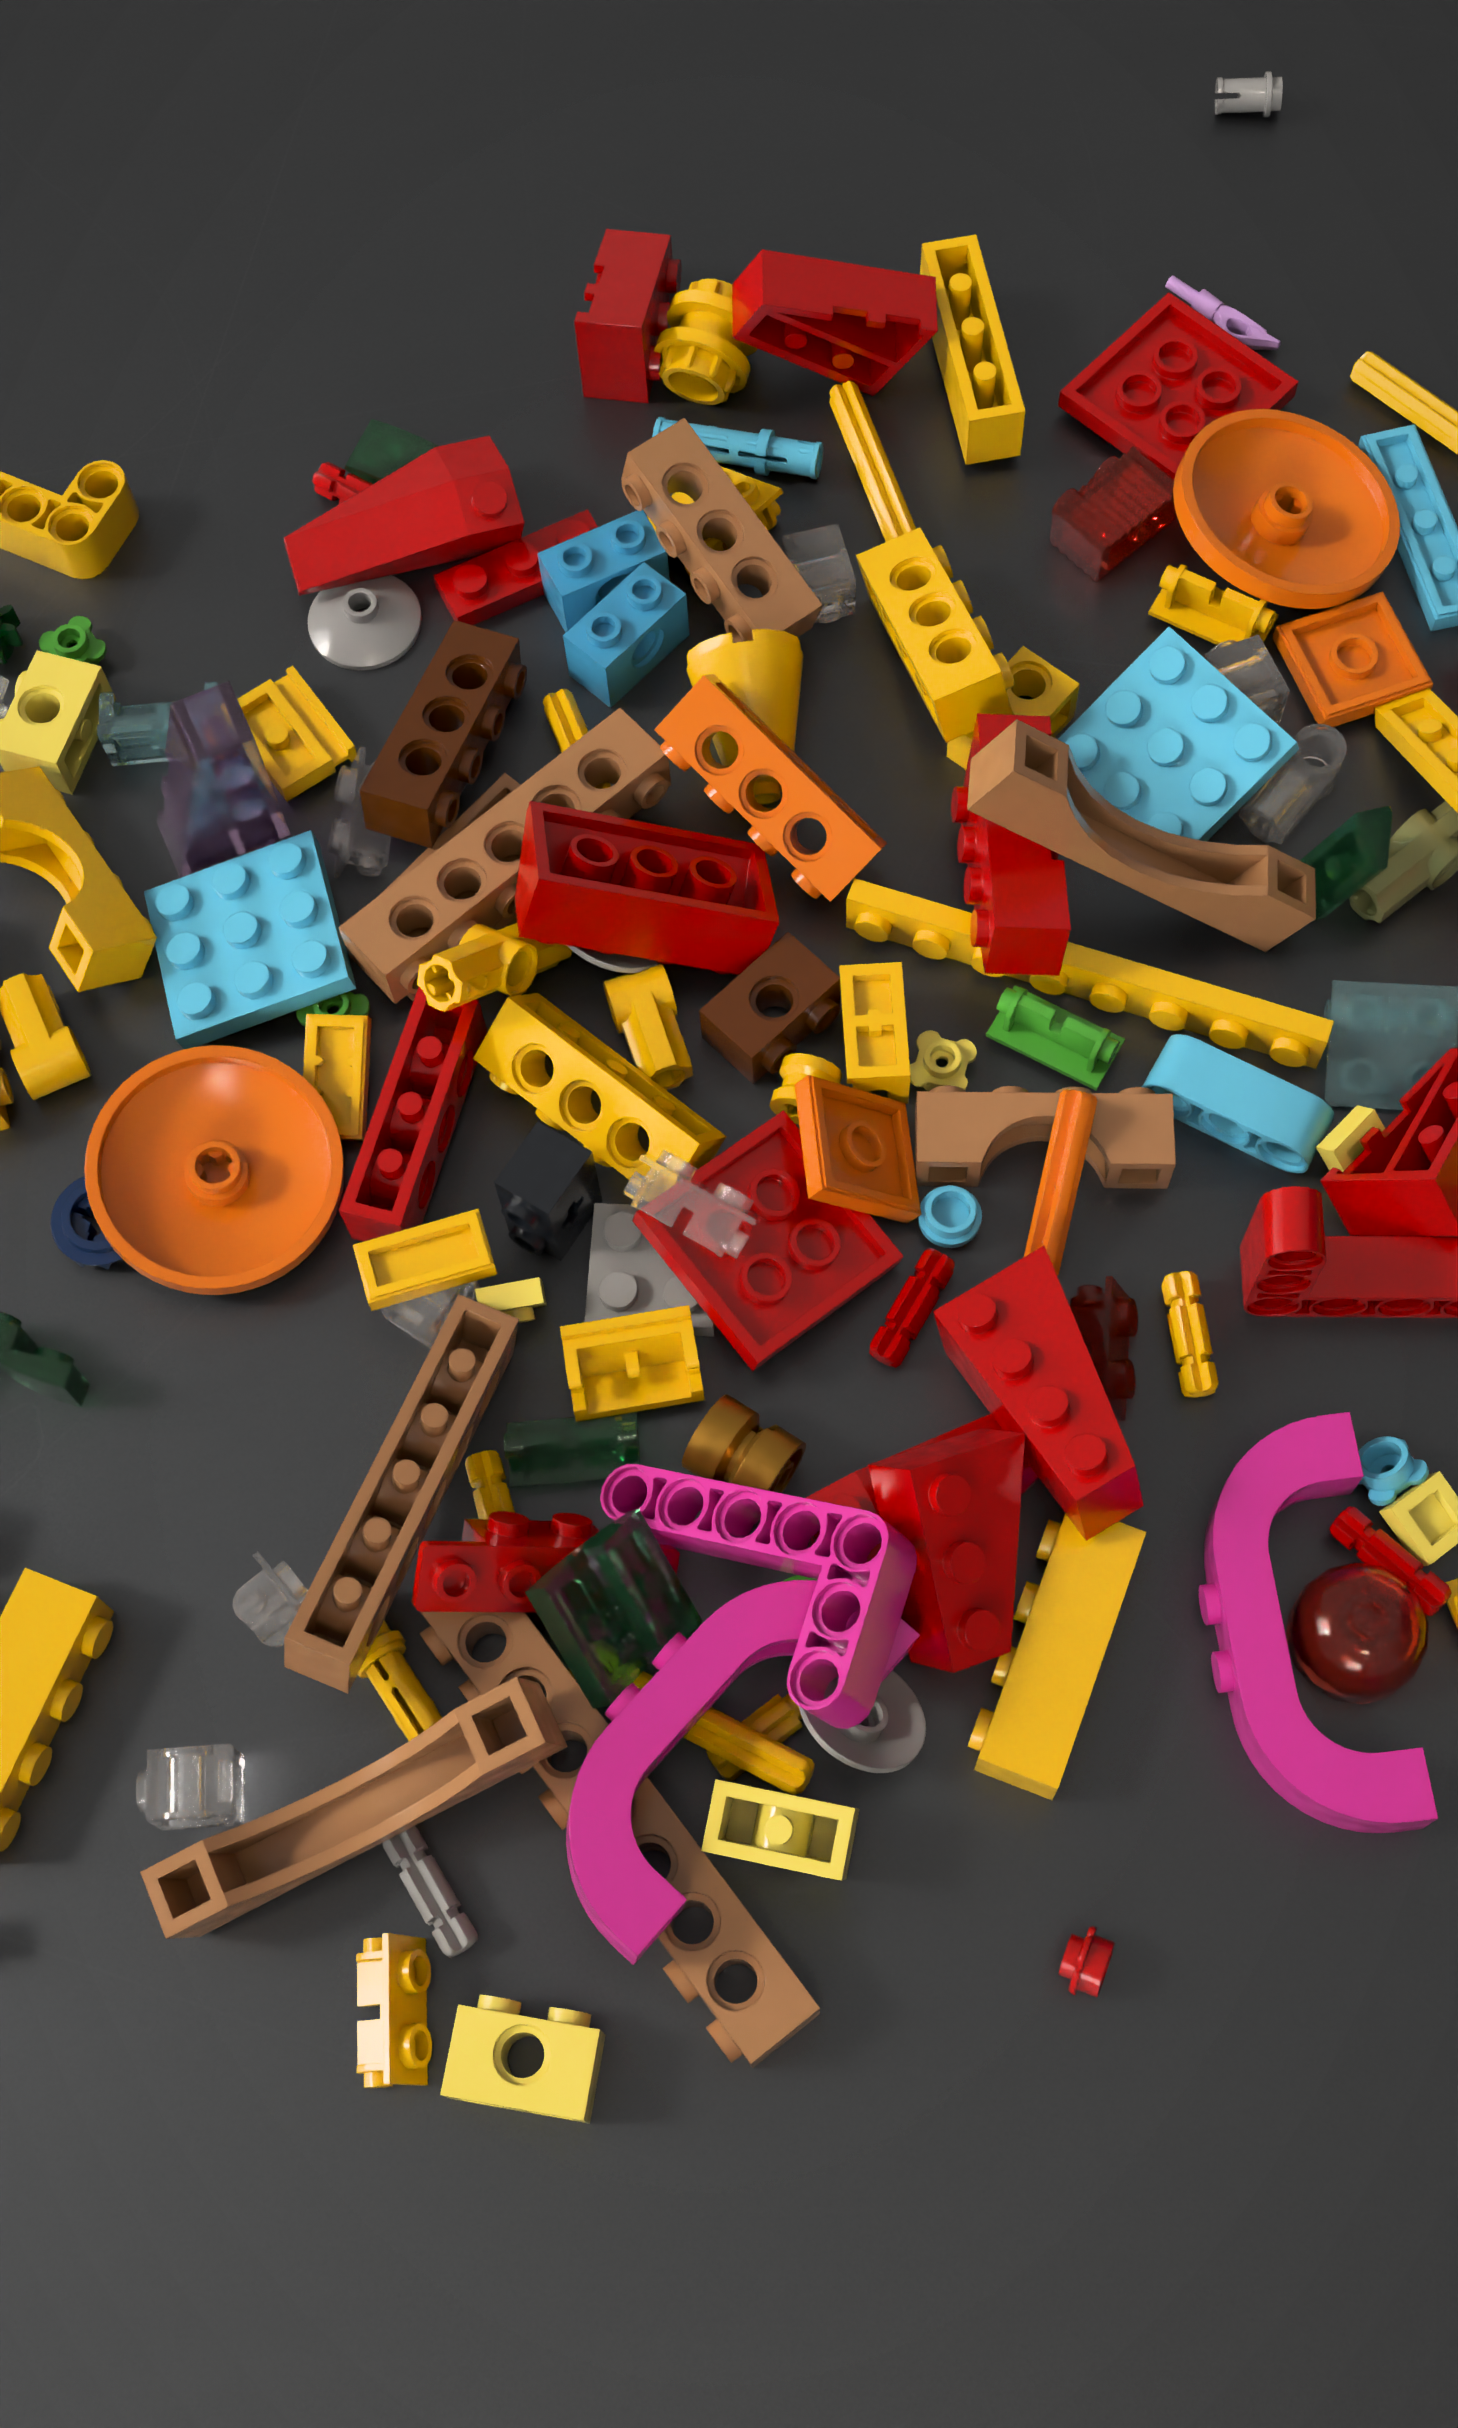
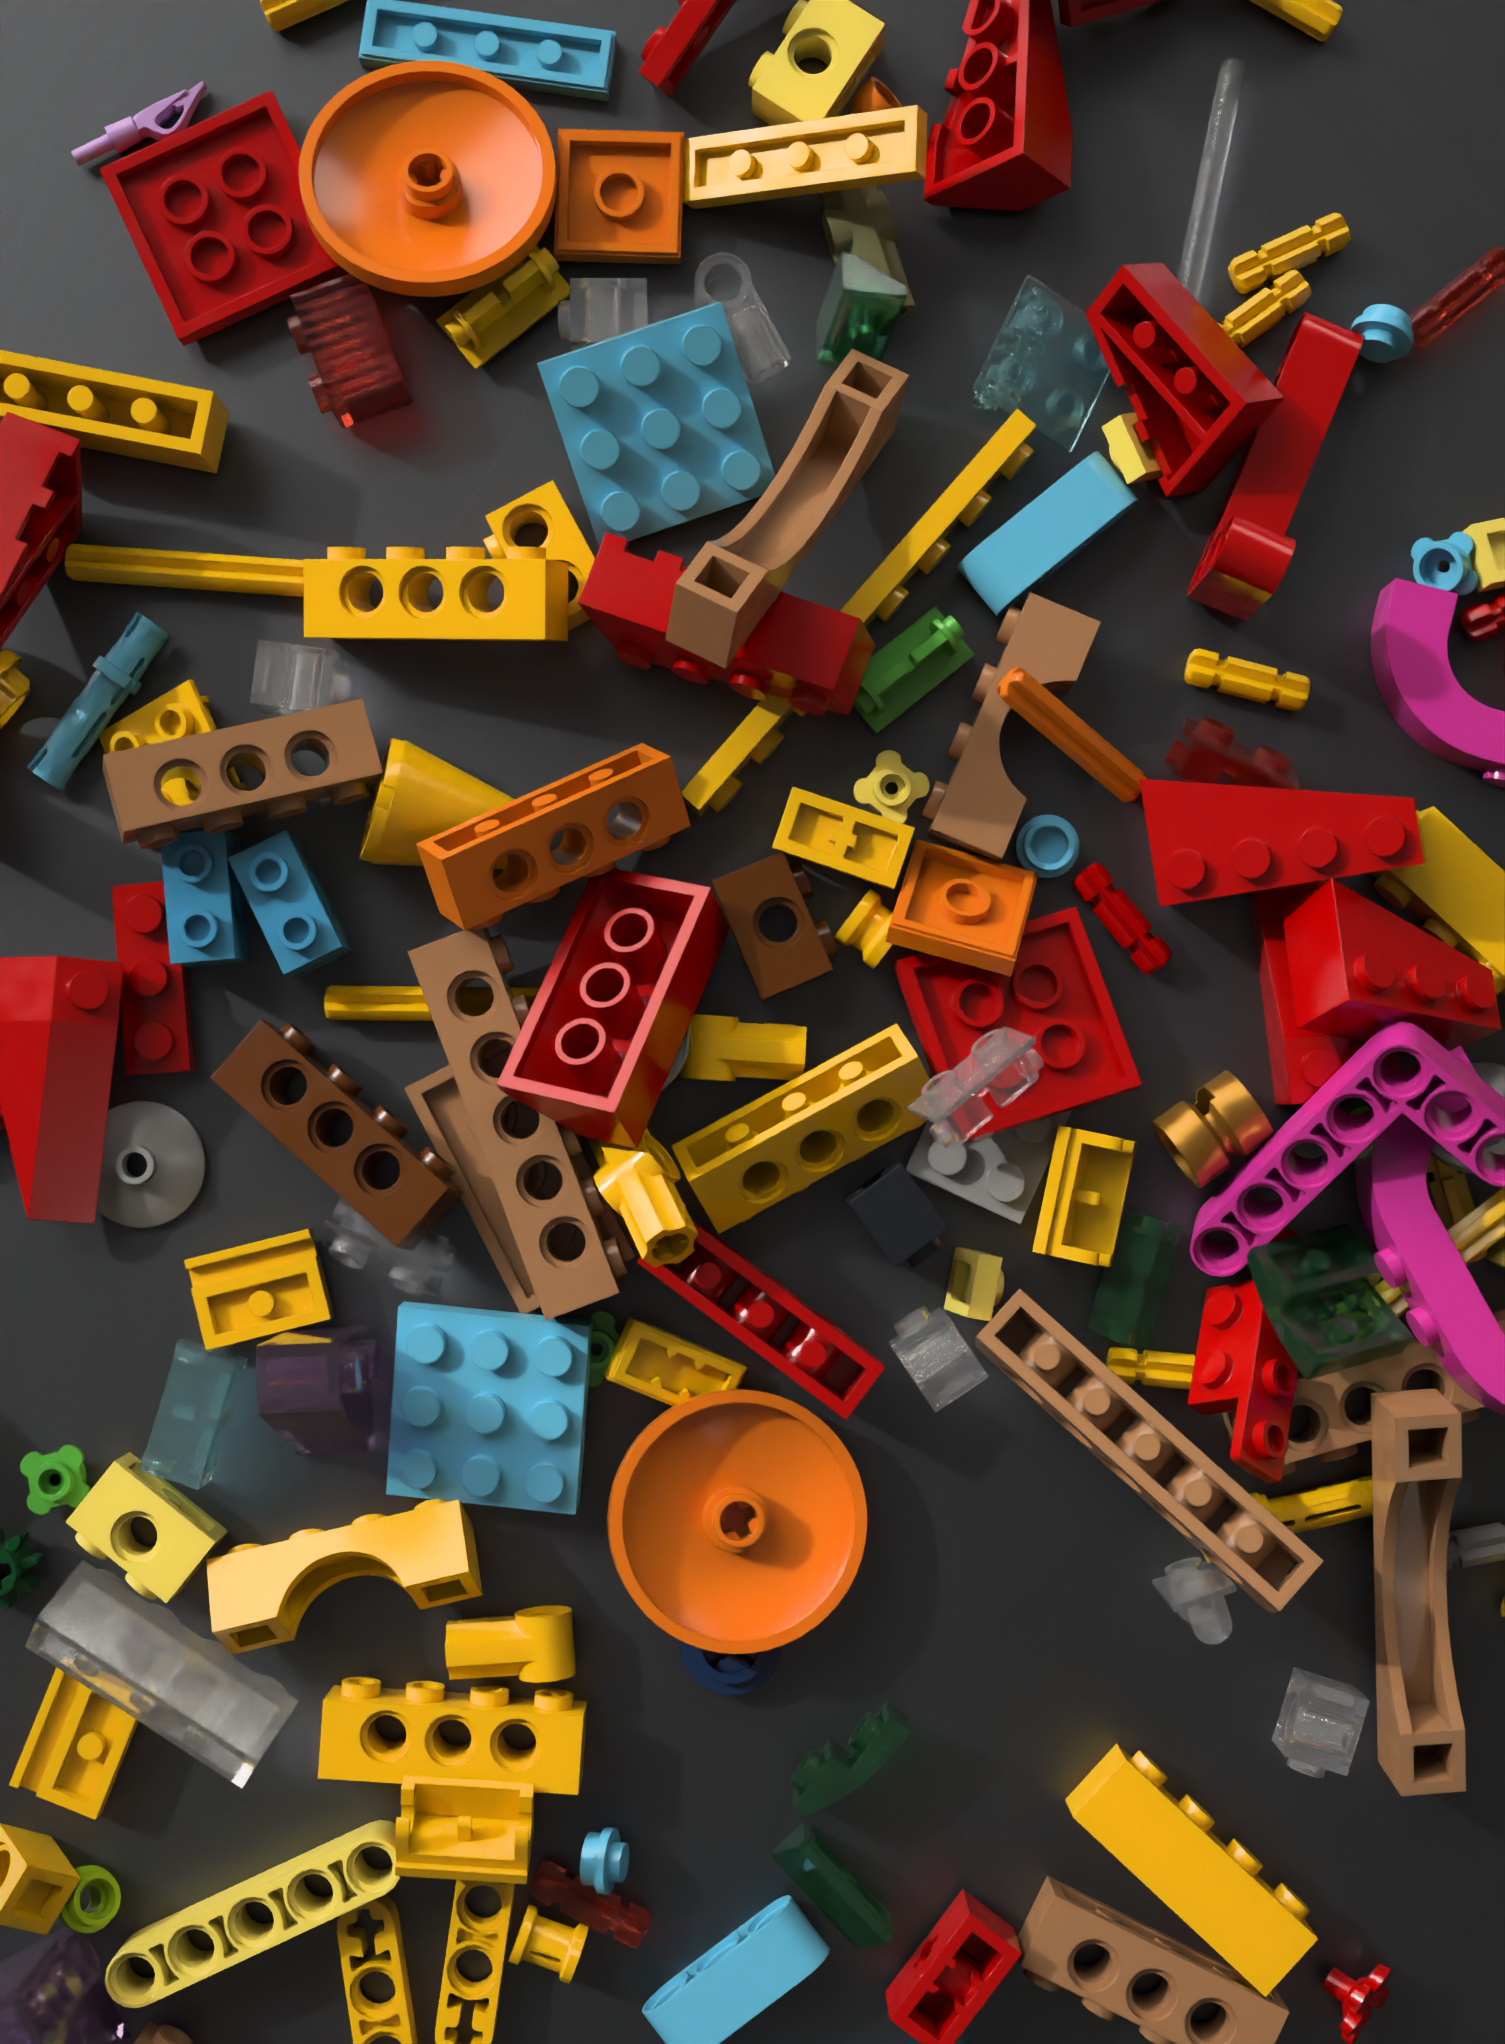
camera: 75 degrees left, 20 degrees up
(424, 1259) = (922, 1354): yellow tile -> none

